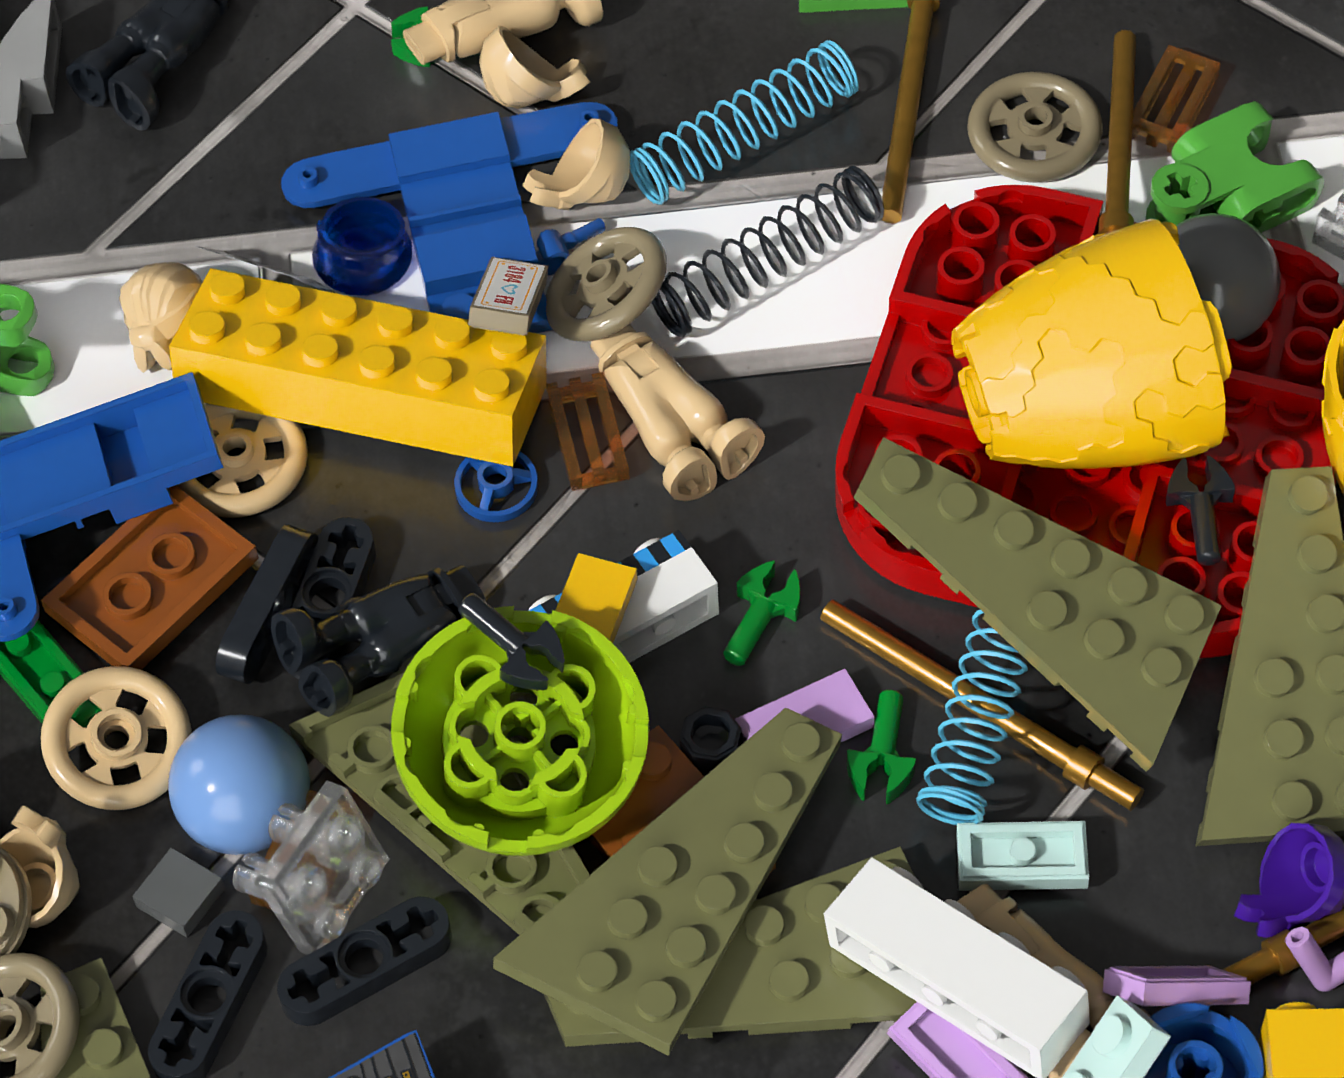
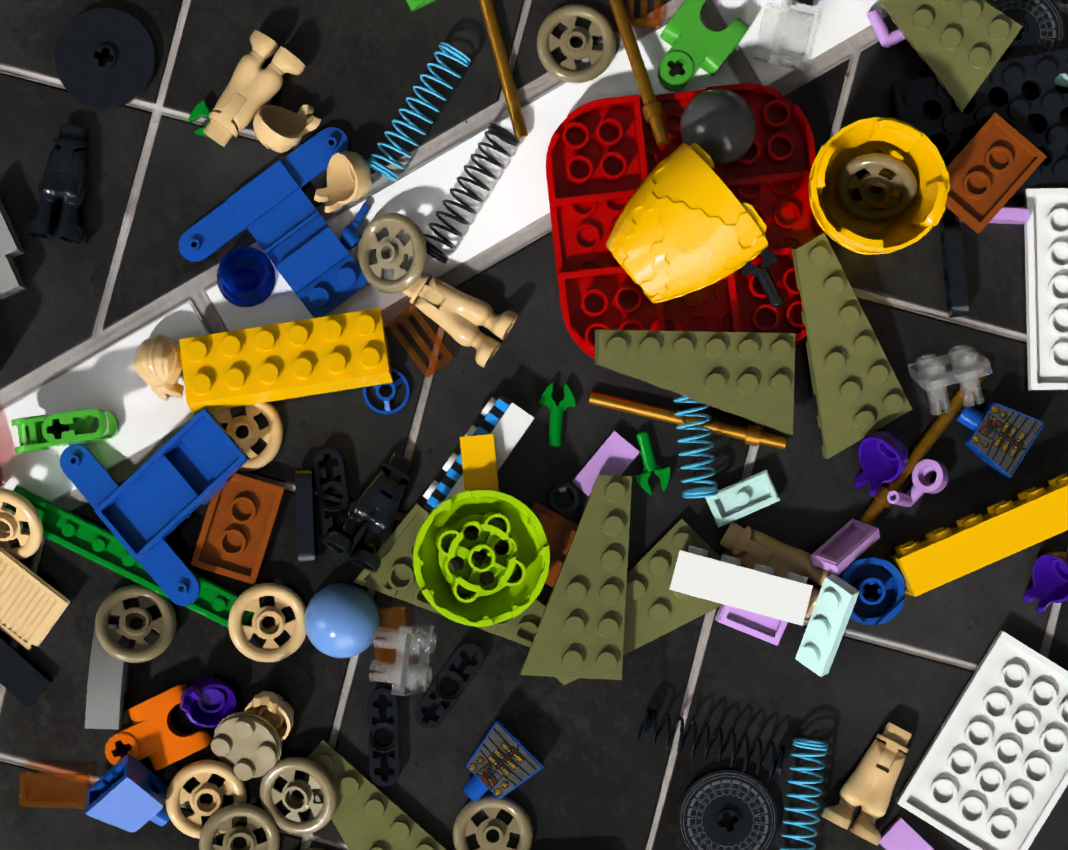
camera: 30 degrees left, 30 degrees up
(178, 892) = (340, 687): dark grey tile -> none
(311, 282) = (212, 314): black sticker -> none
(508, 296) = (349, 292): tile -> none
(515, 643) = (460, 520): black bar -> none

